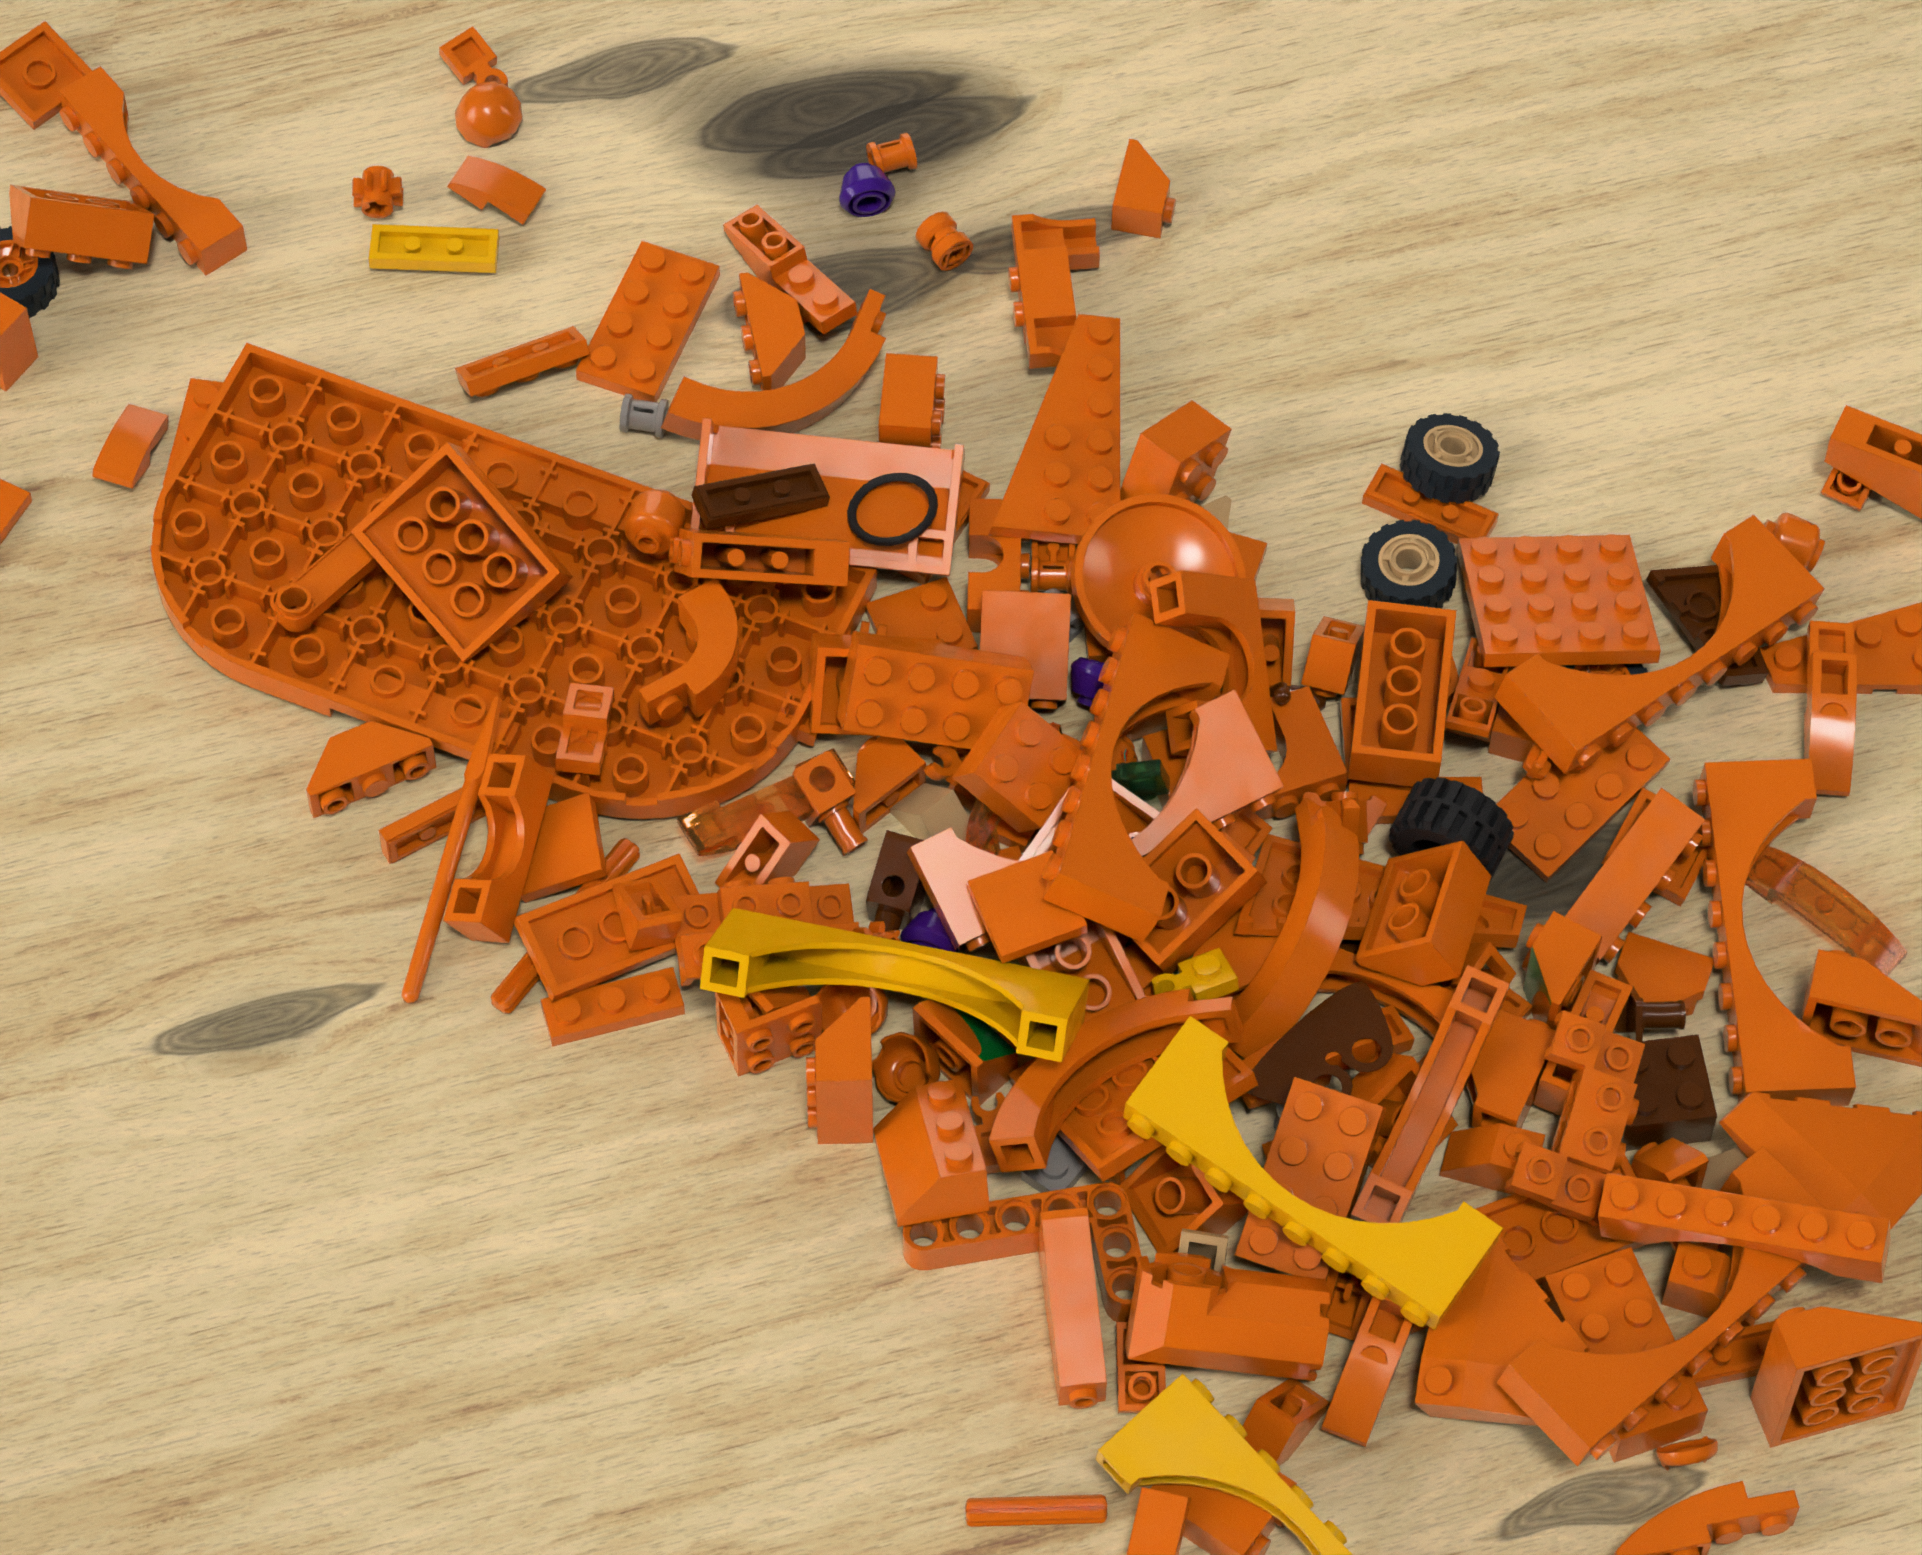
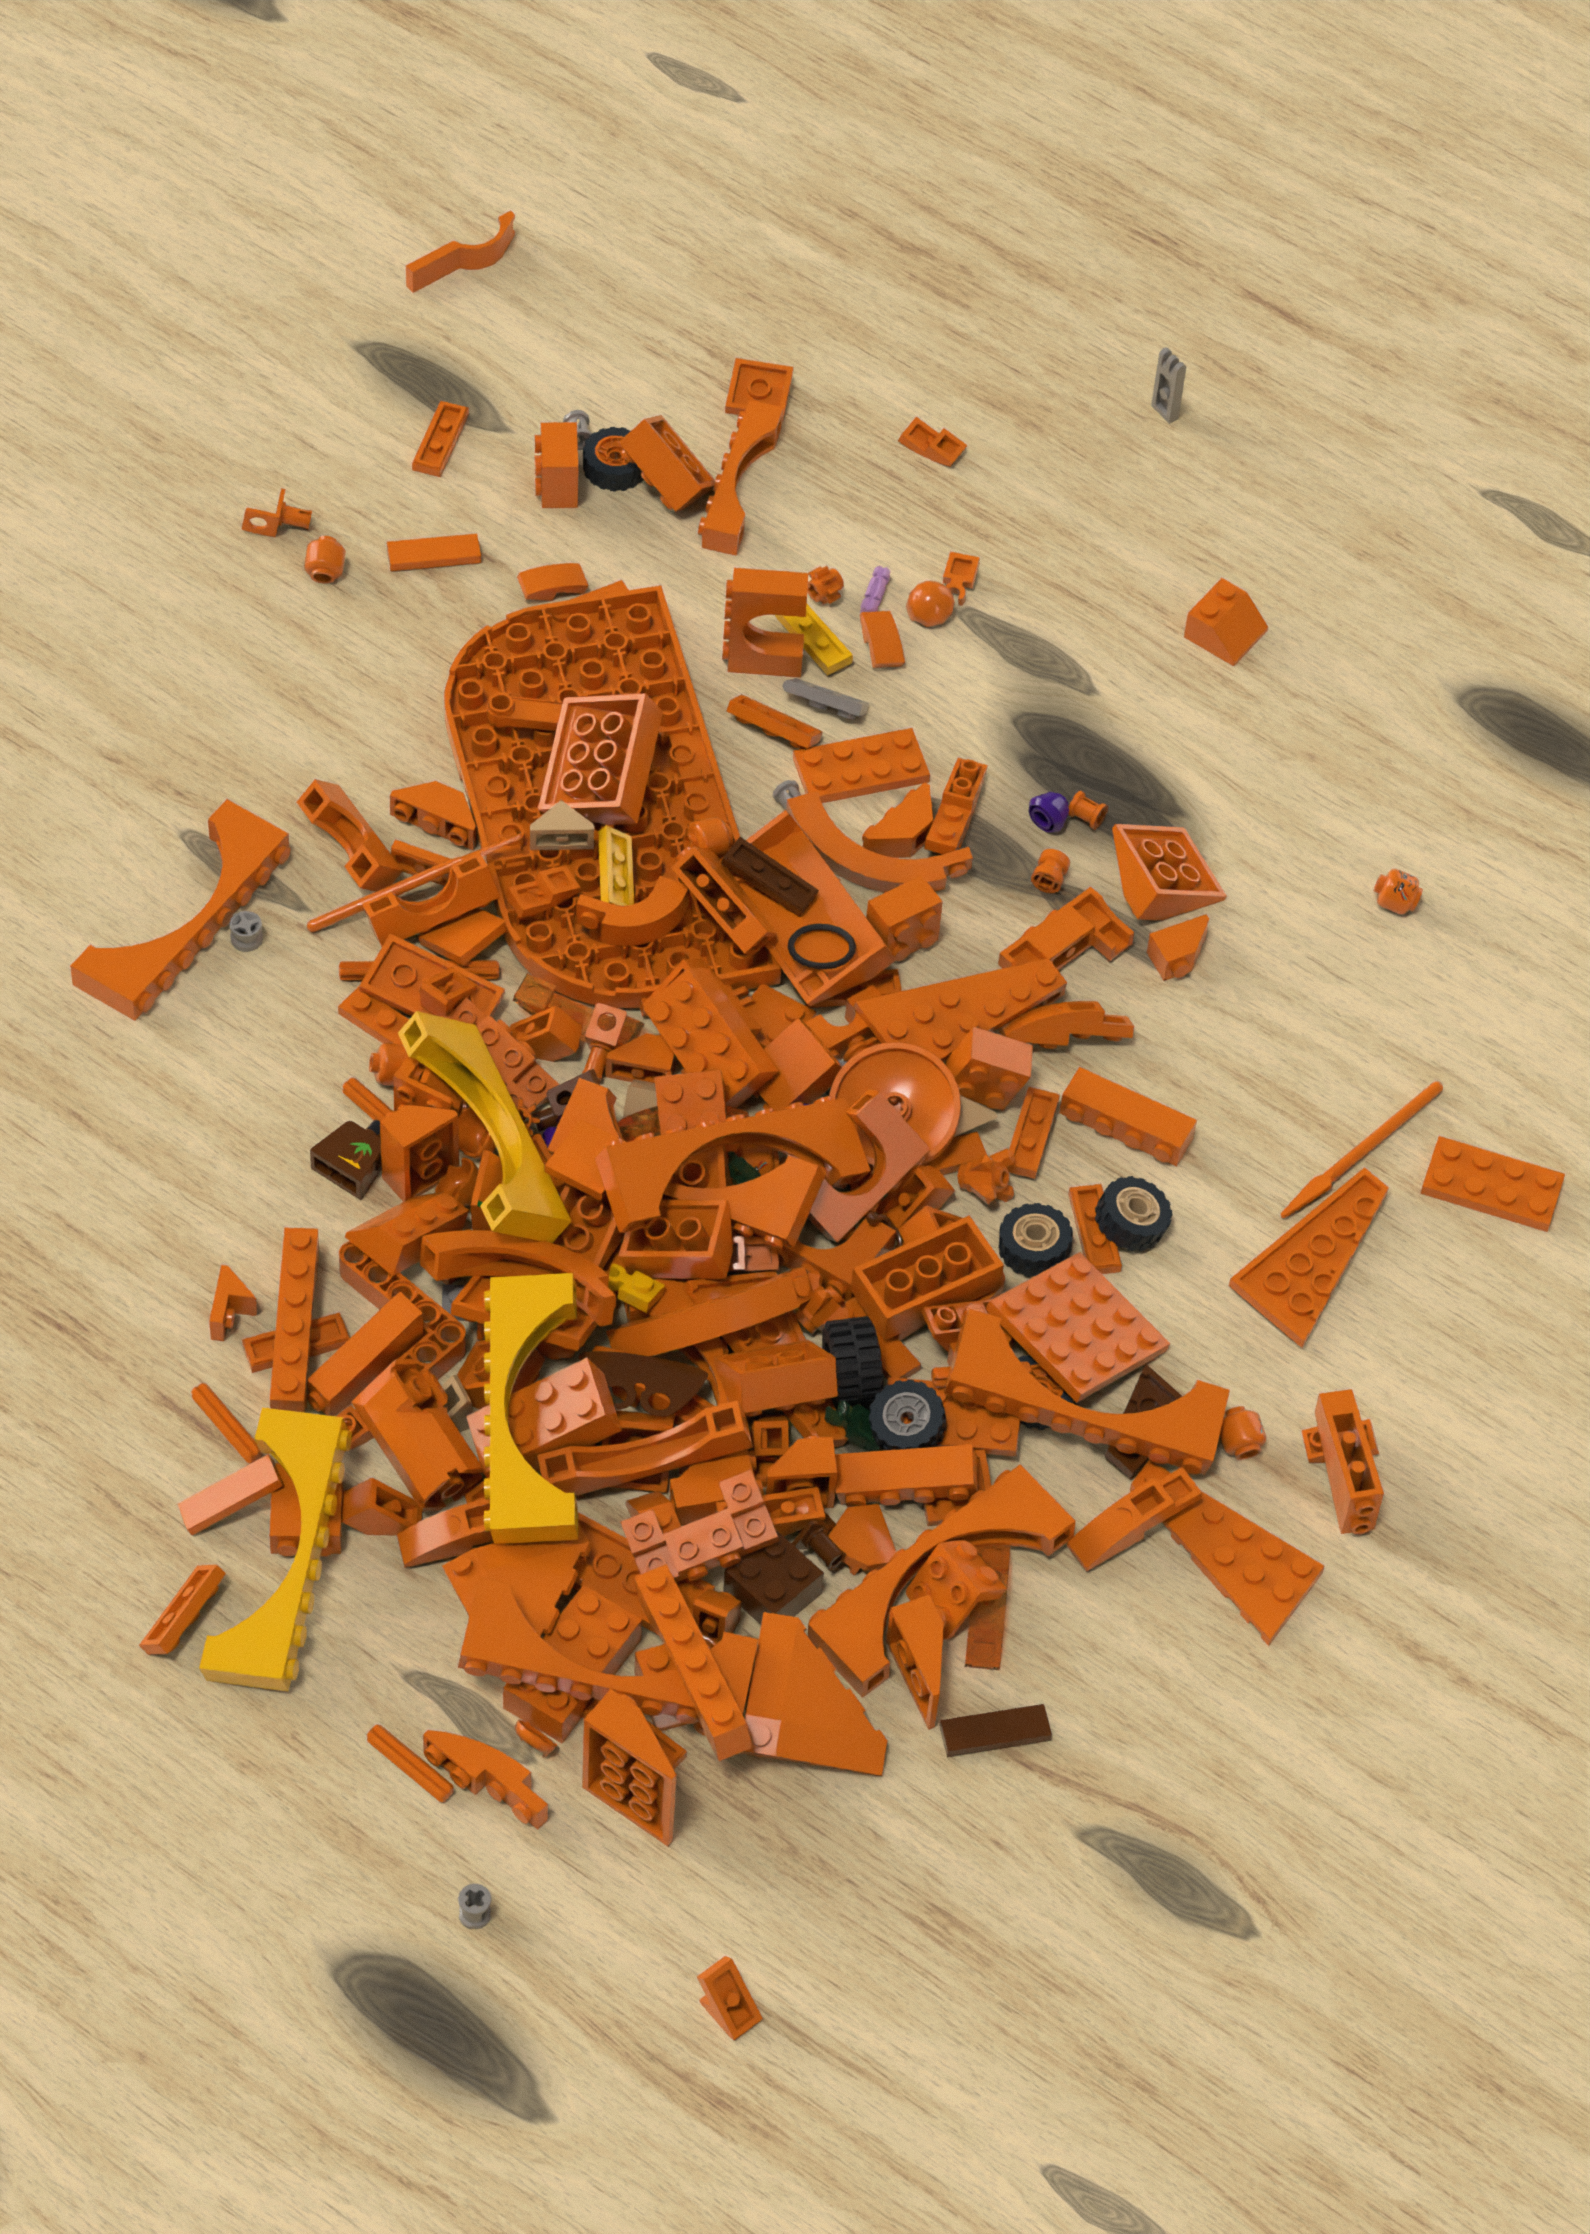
camera: 50 degrees right, 5 degrees down
(288, 869) = (333, 811): none -> orange arch
(332, 1222) = (136, 974): none -> orange arch
(362, 1055) = (251, 924): none -> light grey wheel
(401, 299) = (759, 594): none -> orange arch
(421, 153) = (875, 589): none -> lavender axle
(521, 651) = (561, 830): none -> tan slope
(528, 294) = (823, 697): none -> light grey hinge
(621, 637) = (616, 867): none -> yellow plate
(685, 1031) = (387, 1062): none -> orange head
(732, 1088) = (365, 1099): none -> orange axle
(778, 1153) = (349, 1157): none -> reddish brown torso
(870, 1399) = (230, 1299): none -> orange slope
(978, 1371) = (326, 1335): none -> orange tile
(1022, 1392) = (294, 1319): none -> orange arch
(1033, 142) = (1163, 871): none -> orange slope
(1154, 359) = (1055, 1022): none -> orange slope
(1270, 484) = (1032, 1131): none -> orange plate
(1297, 558) = (988, 1176): none -> orange rock
(1319, 383) = (1127, 1116): none -> orange brick
(1521, 884) = (856, 1423): none -> clear green plate
(1532, 271) = (1323, 1183): none -> orange piece
(1585, 821) = (909, 1400): none -> black wheel
(1622, 348) = (1303, 1266): none -> orange wing
(1647, 127) = (1492, 1183): none -> orange plate
(1793, 921) = (956, 1582): none -> orange bracket

